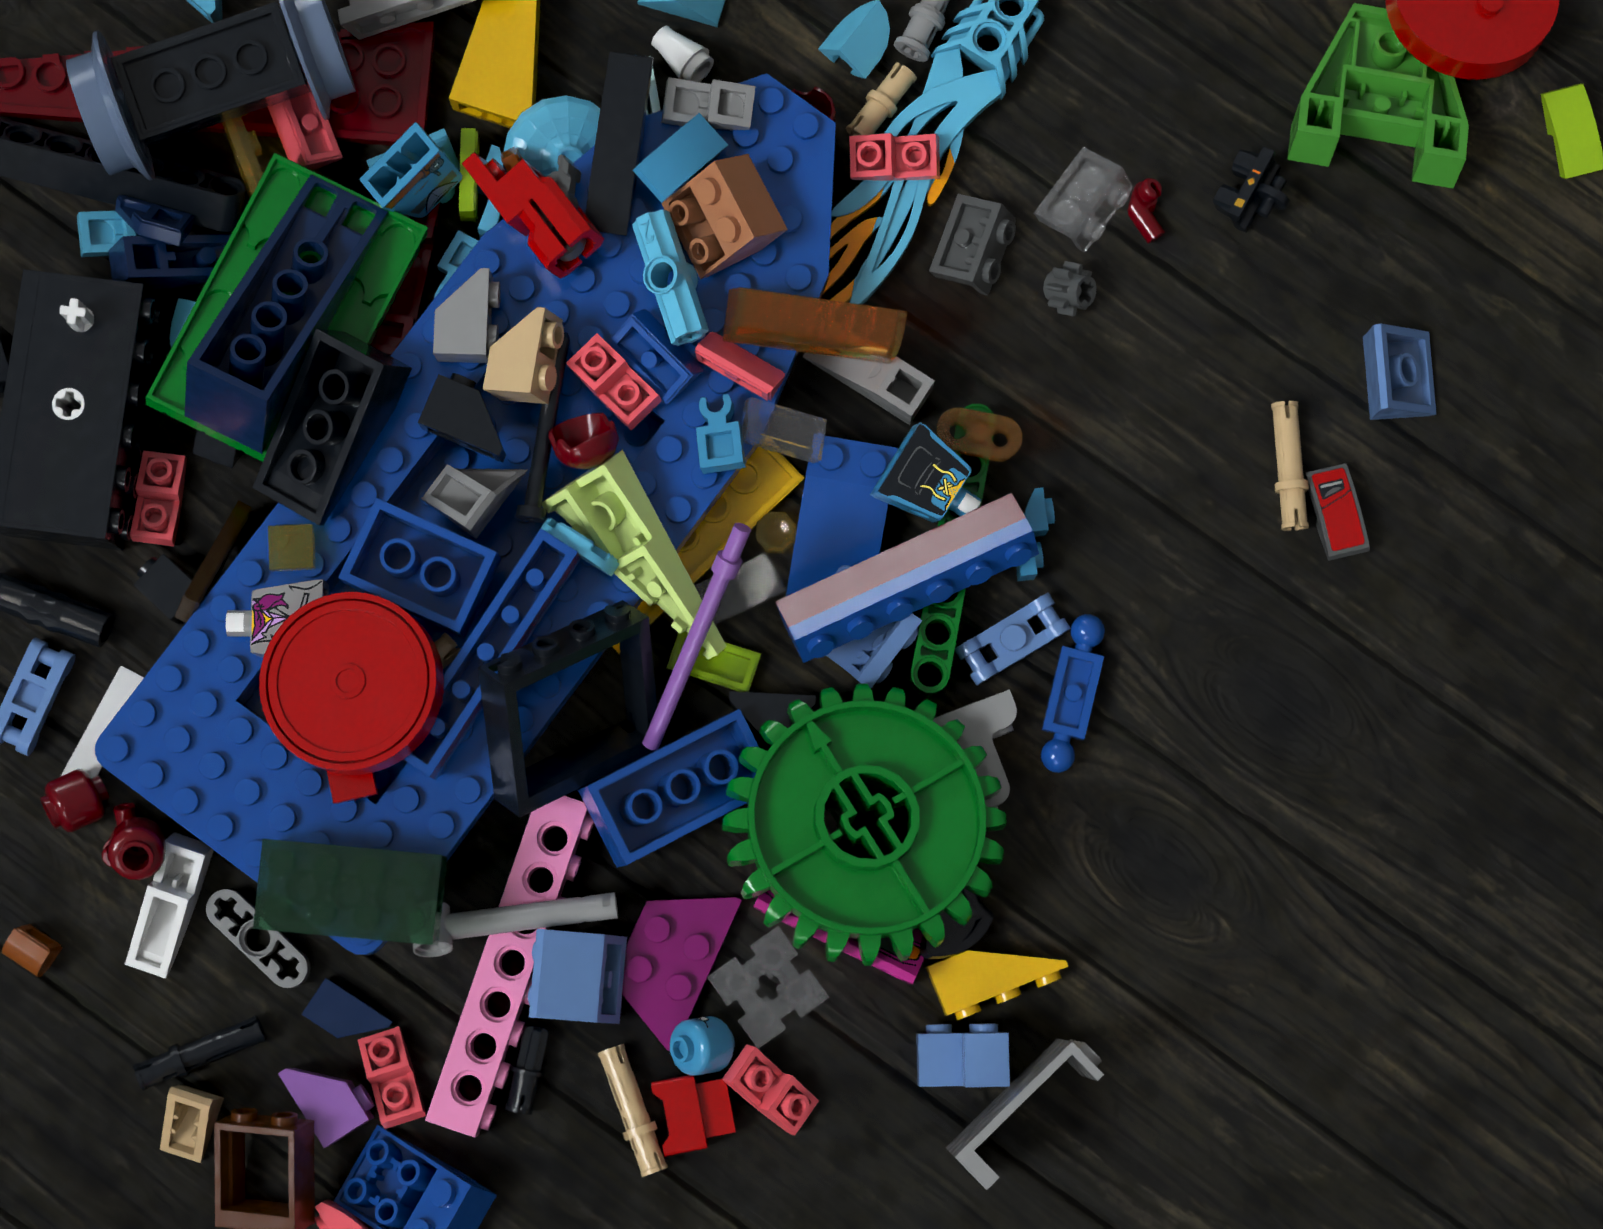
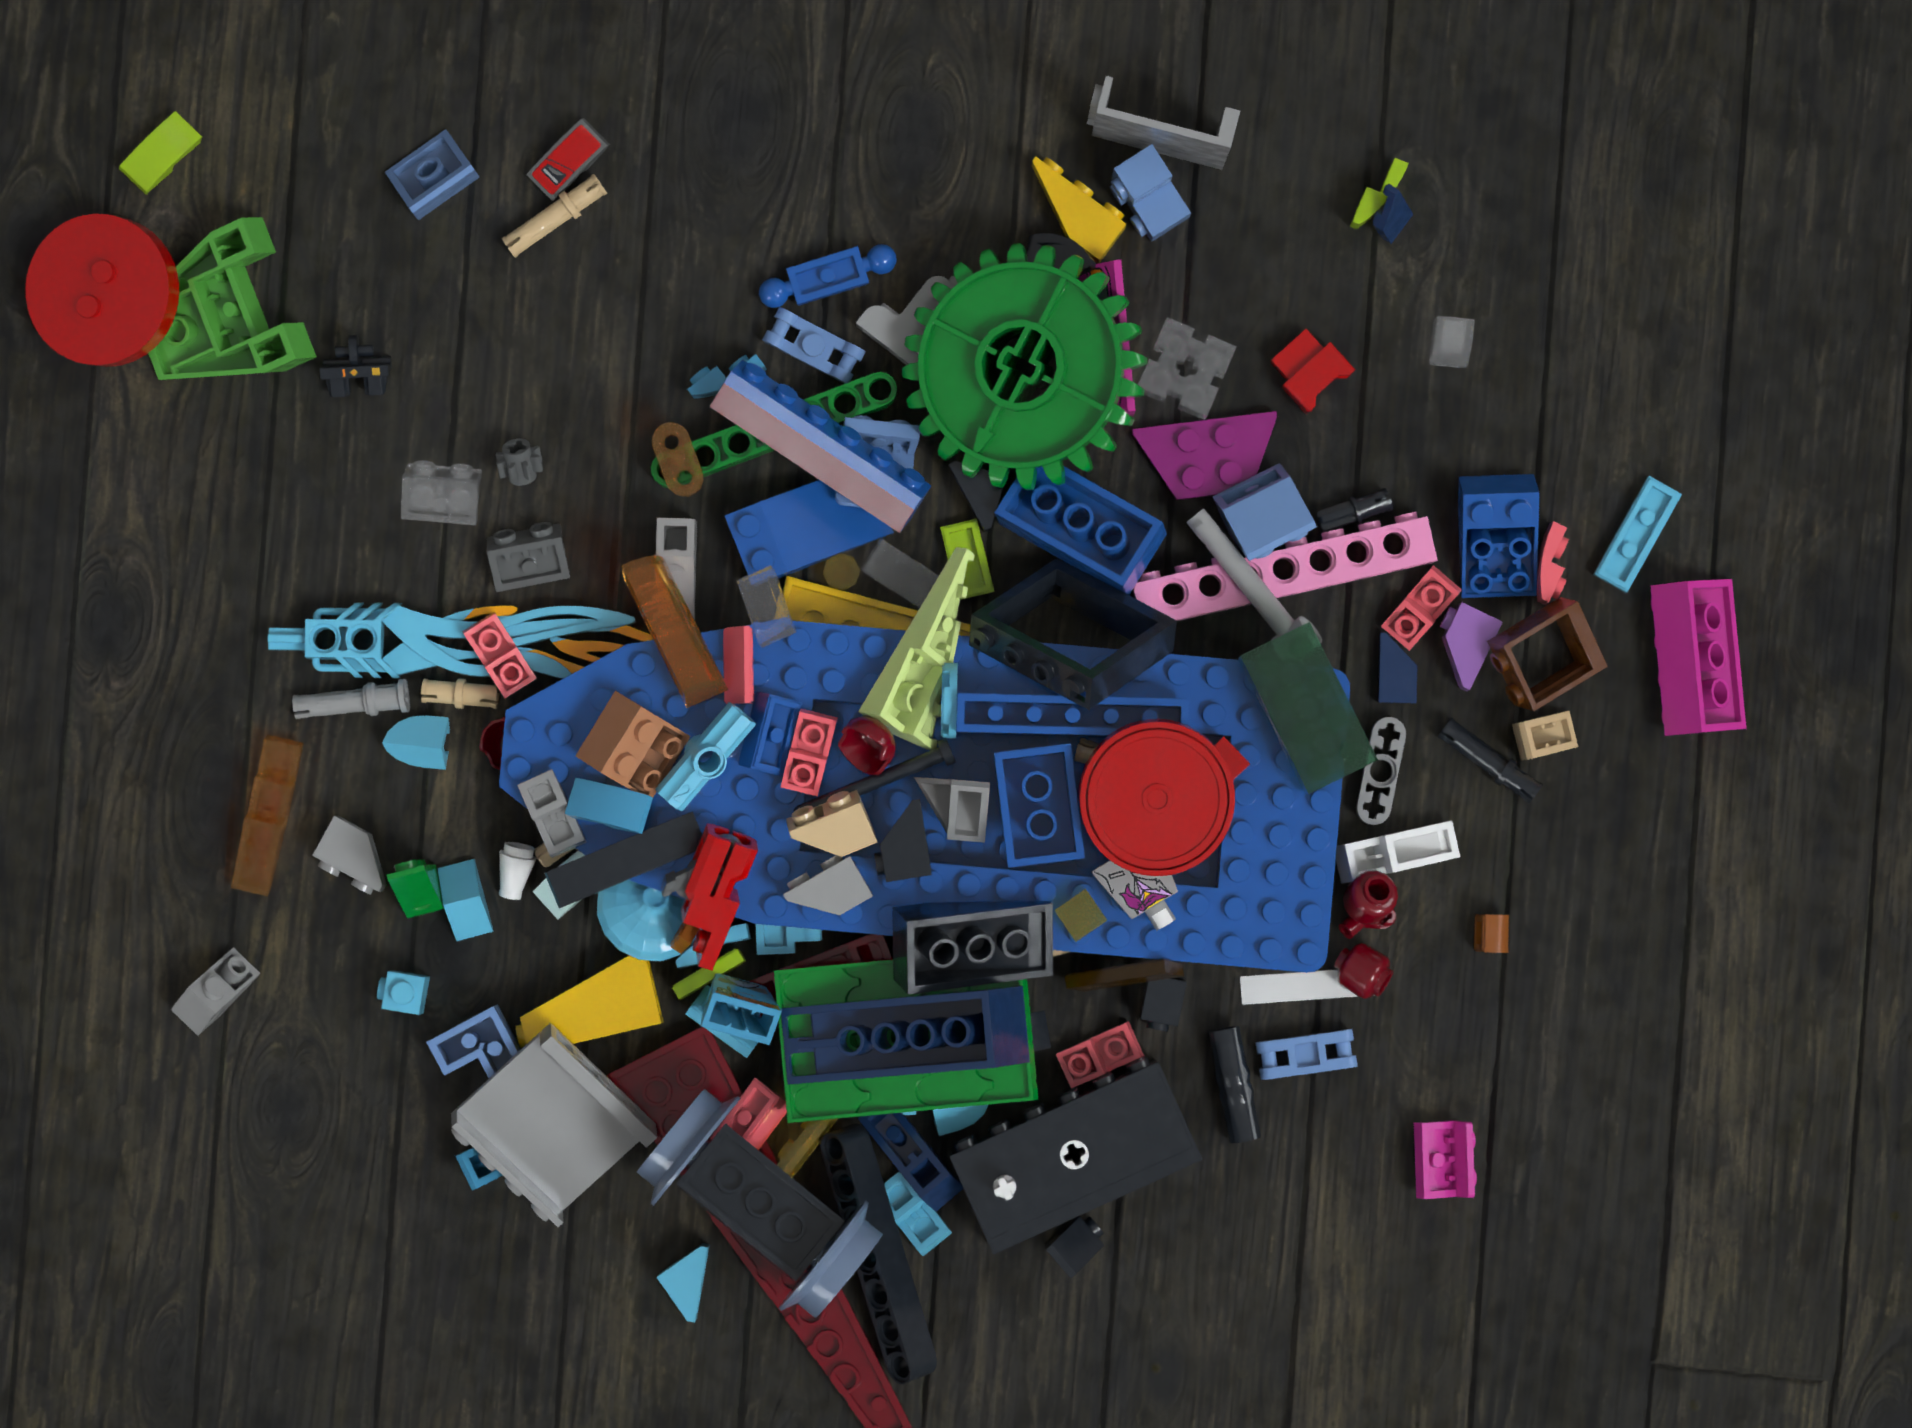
camera: 120 degrees left, 5 degrees up
(155, 220) = (893, 1187): dark blue tile -> none
(632, 1110) = (1337, 413): tan pin -> none
(701, 1045) = (1258, 391): dark azure head -> none
(721, 441) = (806, 643): dark azure plate -> none
(725, 569) = (903, 574): medium lavender bar -> none
(770, 1090) = (1259, 322): coral slope -> none
(926, 478) = (736, 478): torso -> none
(1142, 206) = (422, 445): dark red arm -> none

